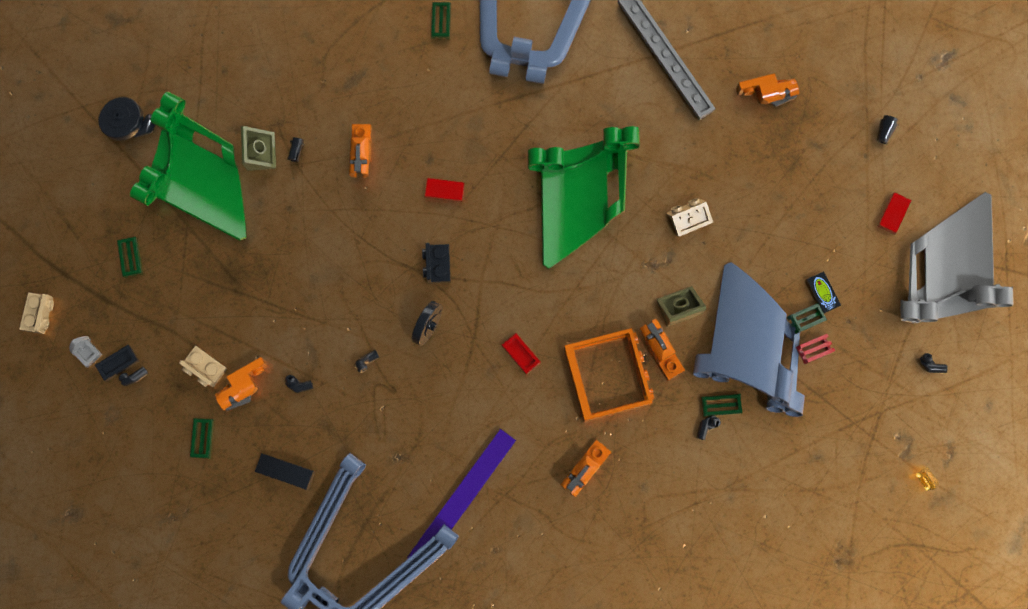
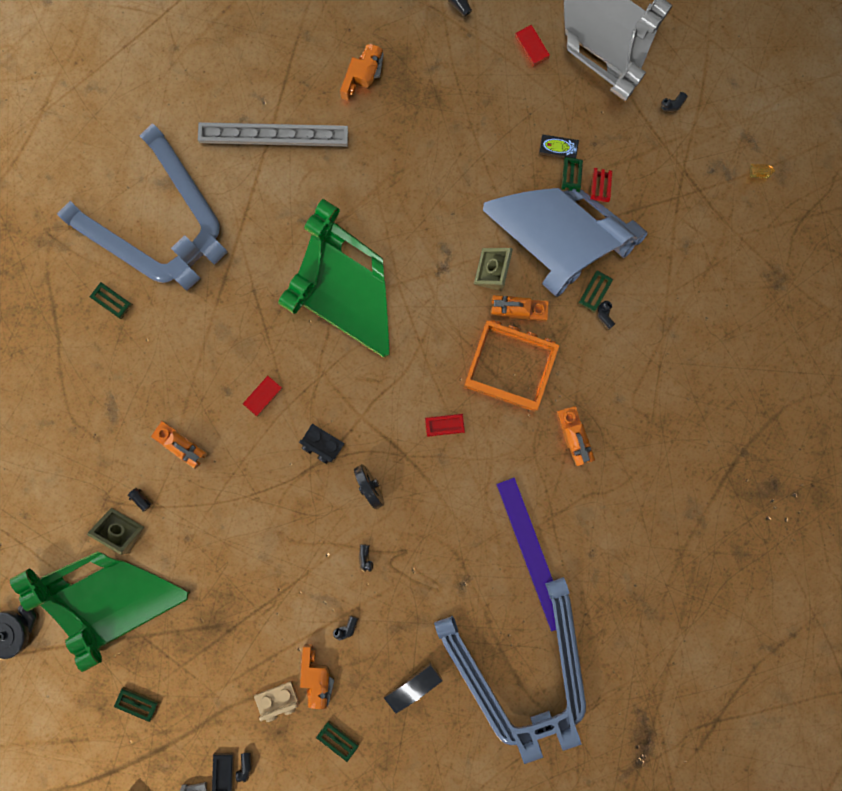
camera: 55 degrees left, 5 degrees up
(690, 216) = (424, 209): tan bracket -> none

